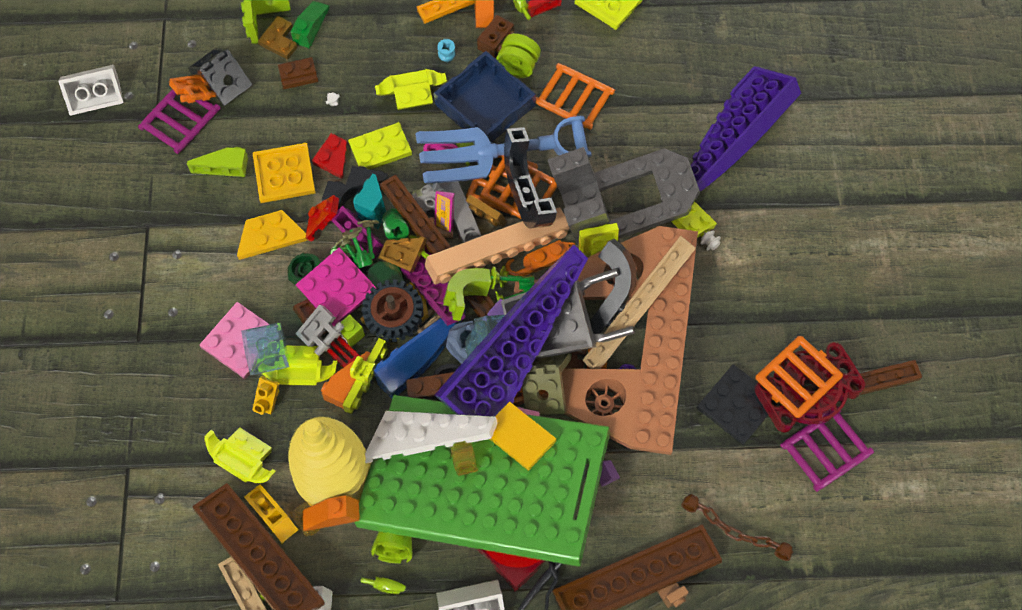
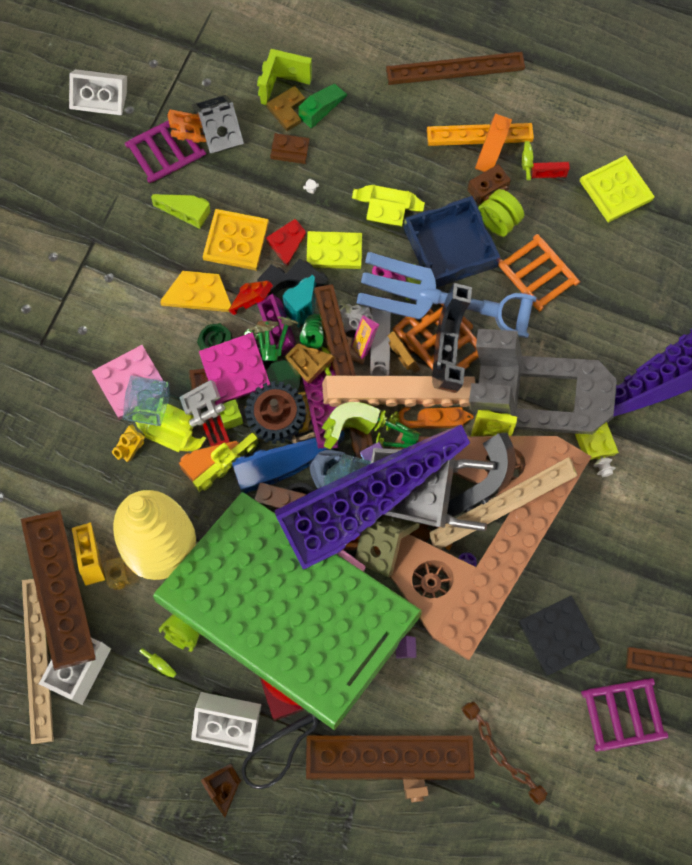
camera: 20 degrees right, 5 degrees up
(240, 455) = (84, 489): neon yellow plate -> none
(331, 513) = (137, 580): orange slope -> none
(422, 432) = (249, 541): white wing -> none
(443, 53) = (433, 183): medium azure wheel -> none
(463, 458) = (274, 581): clear yellow brick -> none
(521, 436) = (333, 583): yellow tile -> none
(809, 399) = (626, 664): orange bar -> none
(827, 403) = (652, 641): dark red piece -> none

